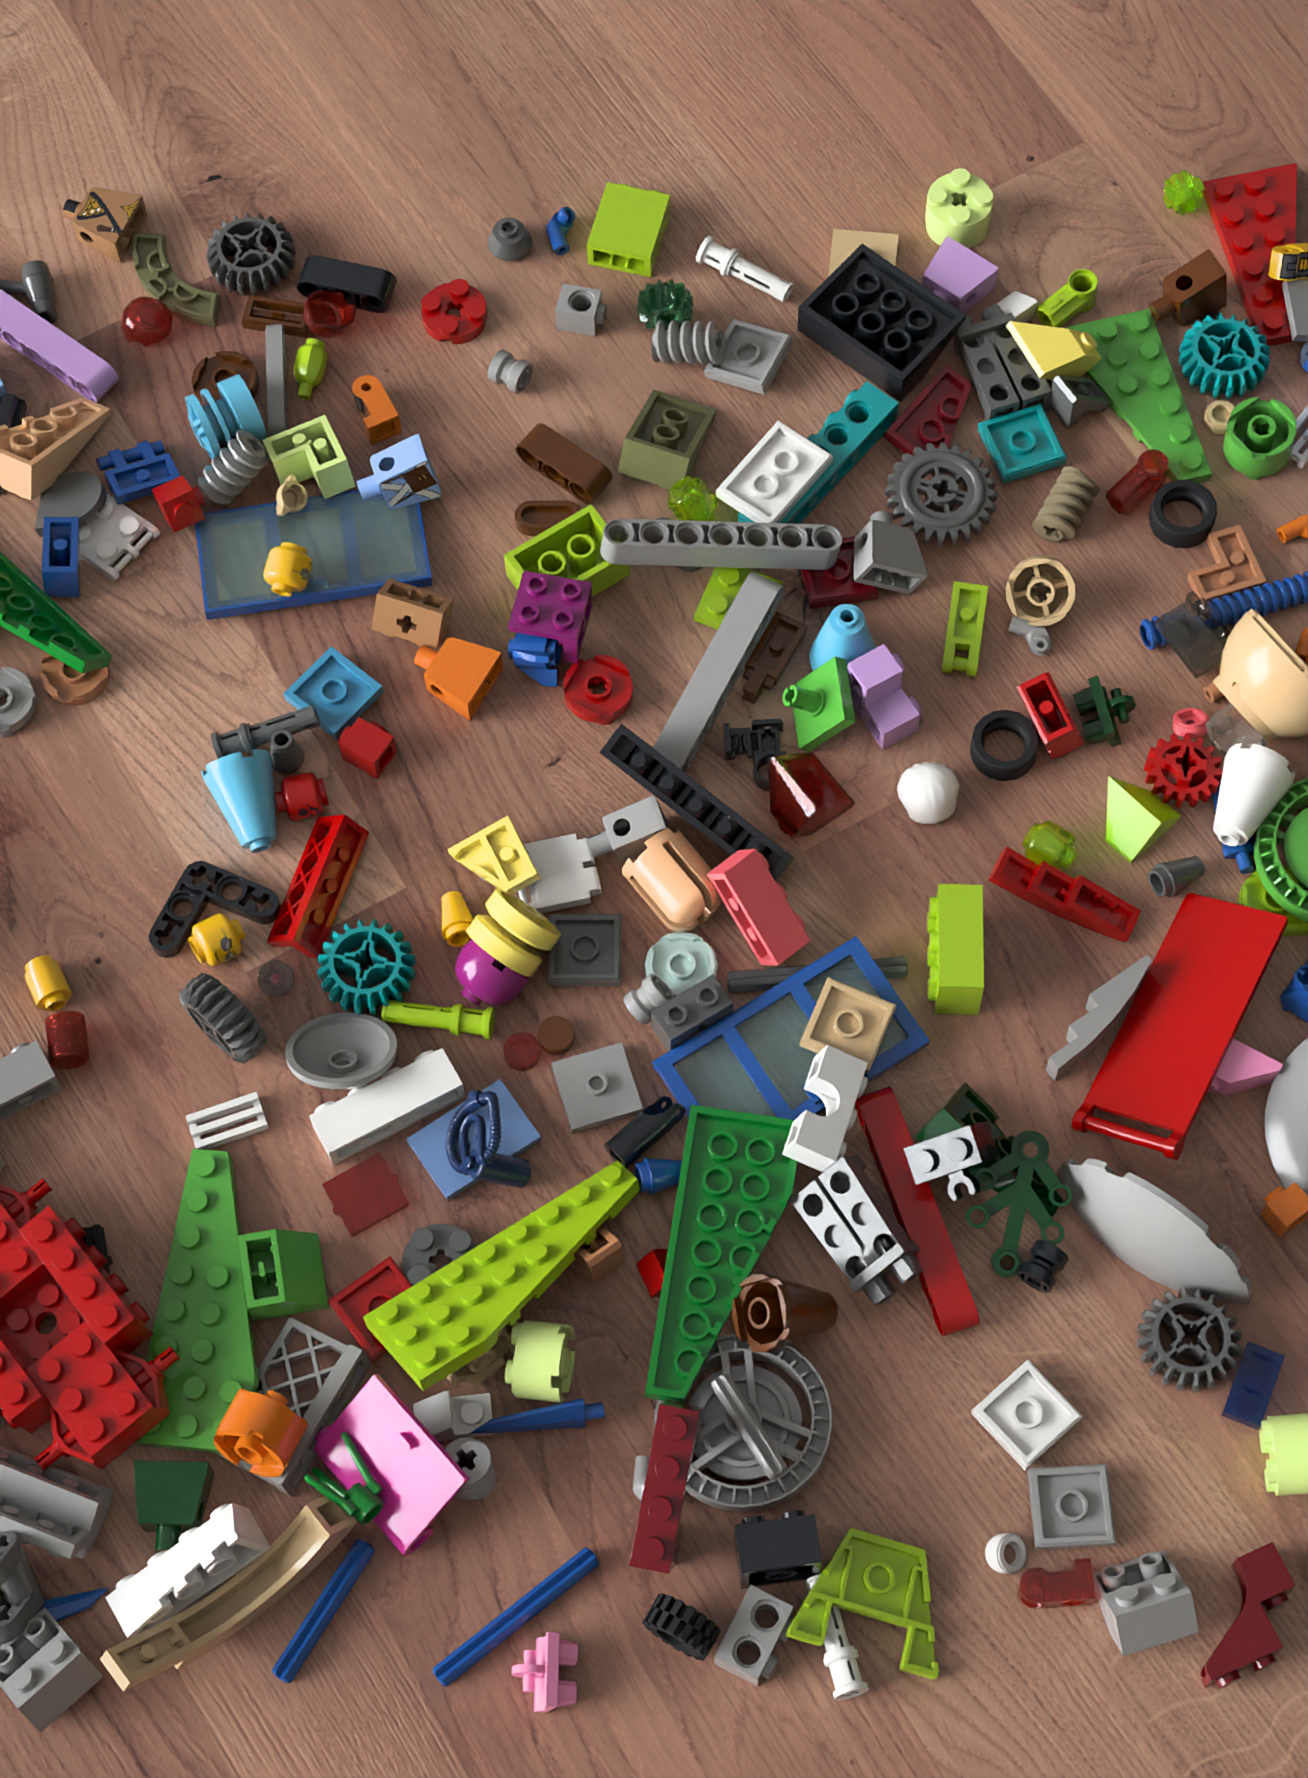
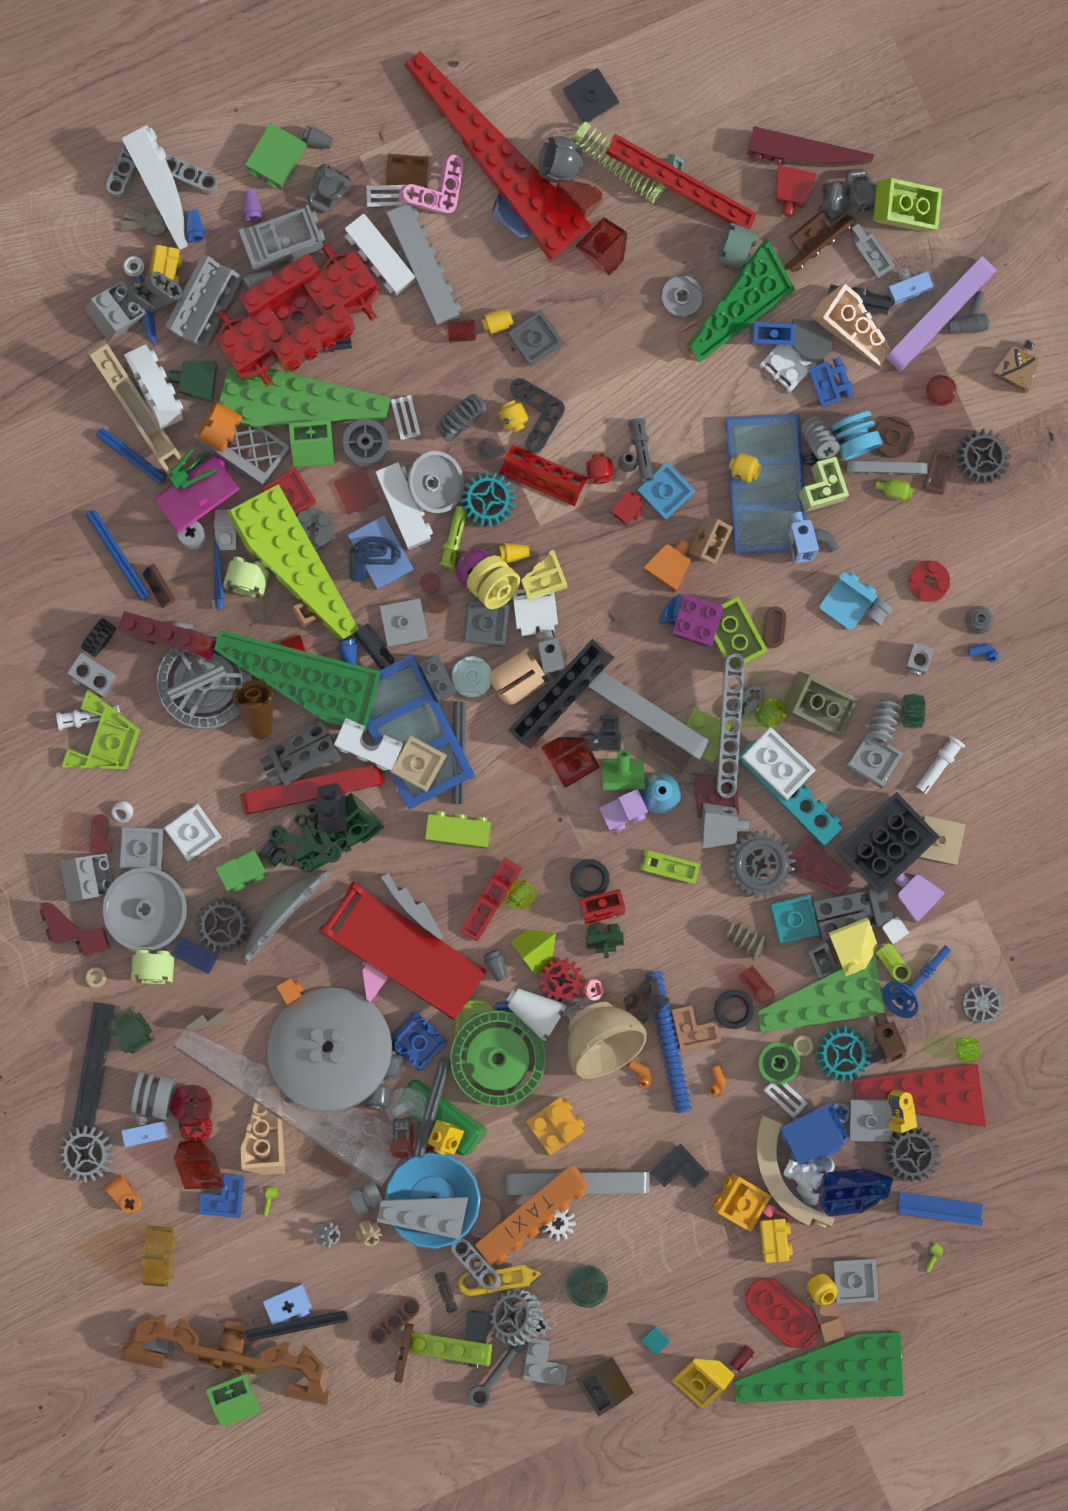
camera: 90 degrees right, 20 degrees up
(77, 921) = (535, 338): none -> dark grey plate
(162, 284) = (970, 401): olive tile -> none
(179, 503) = (802, 405): red brick -> none
(245, 796) = (599, 436): medium azure cone -> none
(266, 487) = (809, 458): none -> black bush
(282, 1199) = (368, 454): none -> dark grey wheel
(290, 496) = (798, 472): tan piece -> none
(328, 314) = (931, 502): clear red hair -> none
(361, 284) = (954, 515): black beam -> none
(381, 416) = (861, 528): orange leg -> none
(493, 413) = (848, 600): none -> medium azure bracket
(542, 1669) = (77, 567): bright pink hips -> none
(564, 463) = (809, 639): reddish brown beam -> none
(569, 1529) = (158, 585): none -> reddish brown slope
(602, 707) = (652, 634): red plate -> none
(628, 229) = (978, 695): lime brick -> none
(647, 998) = (449, 653): light grey wheel -> none
(759, 906) = (494, 722): coral brick -> none
(777, 1549) = (131, 690): black brick -> none
(928, 792) = (564, 830): white hair -> none
(959, 208) = (980, 906): yellowish green brick -> none
(1035, 636) = (662, 908): light grey arm -> none
(1040, 590) = (685, 913): tan cylinder -> none
(1087, 1314) = (241, 871): none -> bright green brick
(1107, 187) = (982, 1003): none -> light grey wheel
(1115, 280) = (908, 994): none -> blue dish
(1186, 1483) = (144, 909): none -> light grey dish

